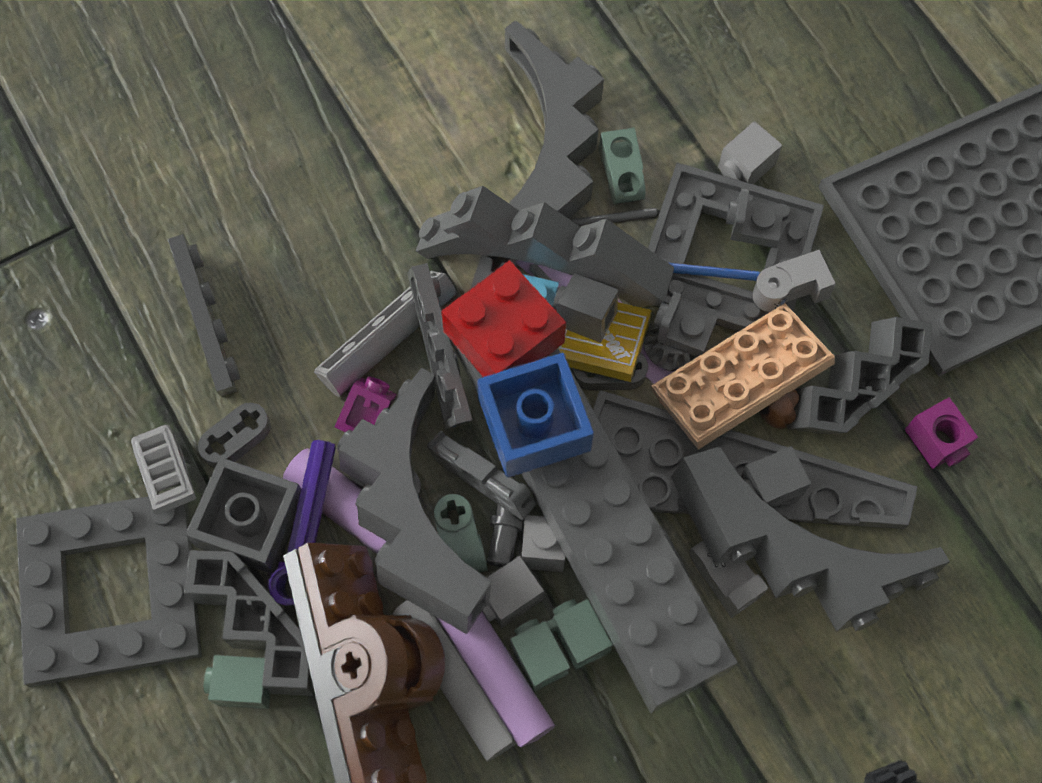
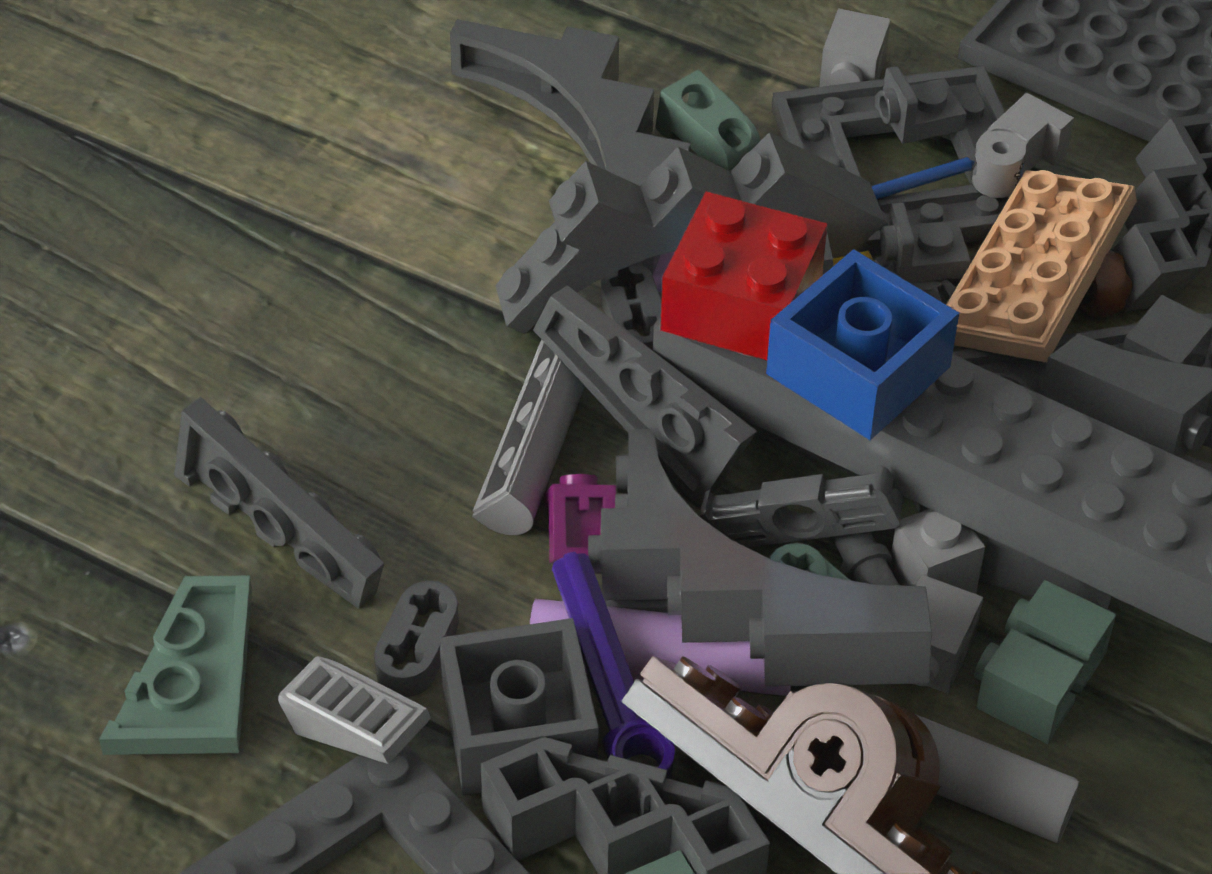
camera: 30 degrees left, 20 degrees down
(106, 397) = (194, 676): none -> sand green wing
(501, 681) = (1003, 726): lavender brick -> none

